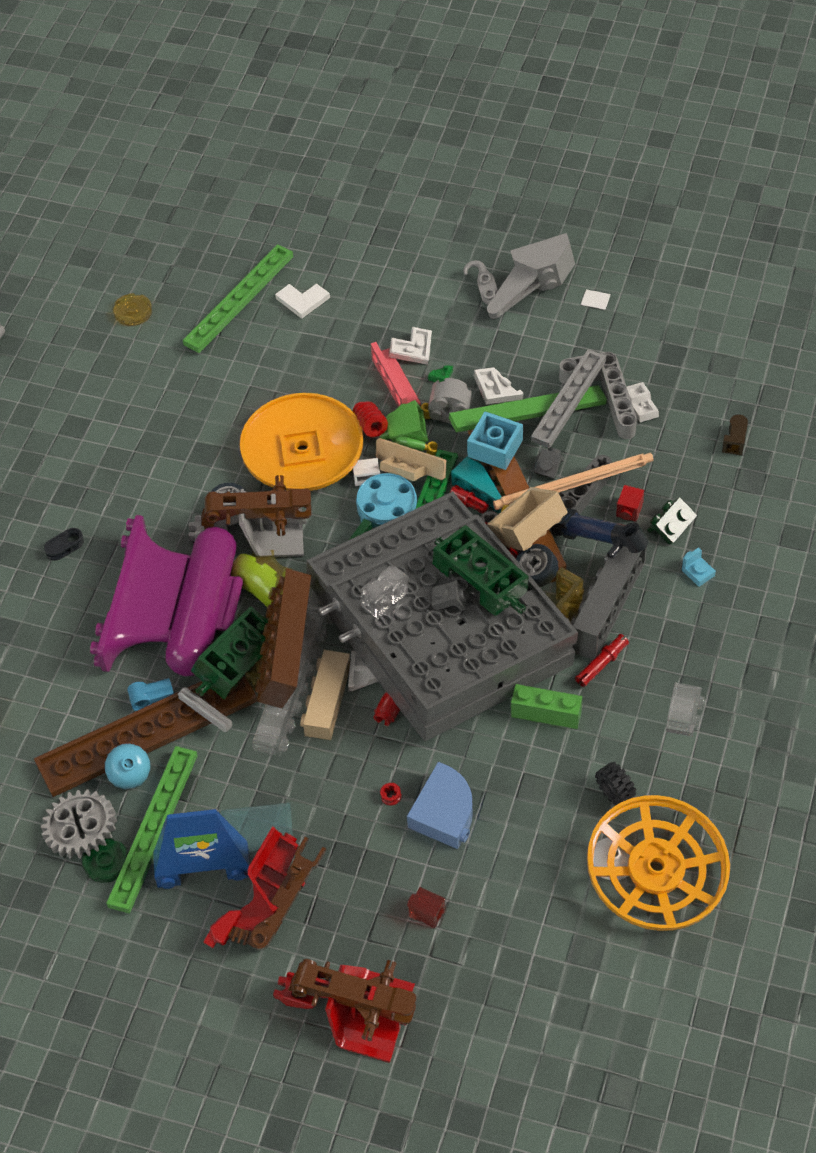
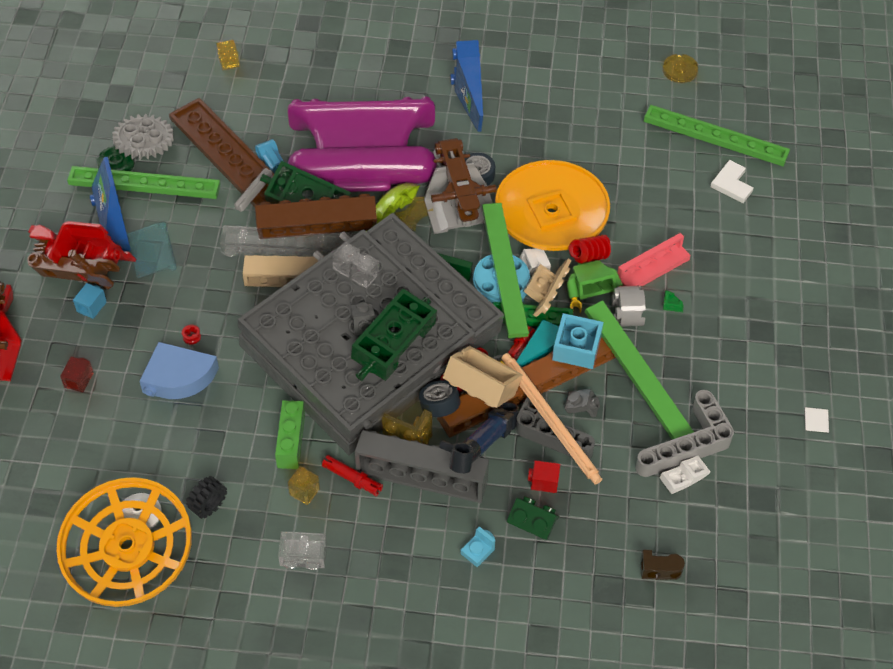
camera: 75 degrees right, 0 degrees up
(60, 546) = (409, 73): black piece -> none
(128, 481) = (468, 79): none -> blue wedge
(134, 773) = (195, 152): medium azure cylinder -> none
(323, 890) = (90, 300): none -> dark azure brick
(382, 489) = (505, 271): none -> bright green tile
(415, 350) = (696, 278): white tile -> none
(495, 387) = (666, 345): white wing -> none
(536, 267) = (828, 349): light grey slope -> none
(568, 398) = (657, 400): light grey plate -> none
(610, 700) = (303, 485): none -> clear yellow brick

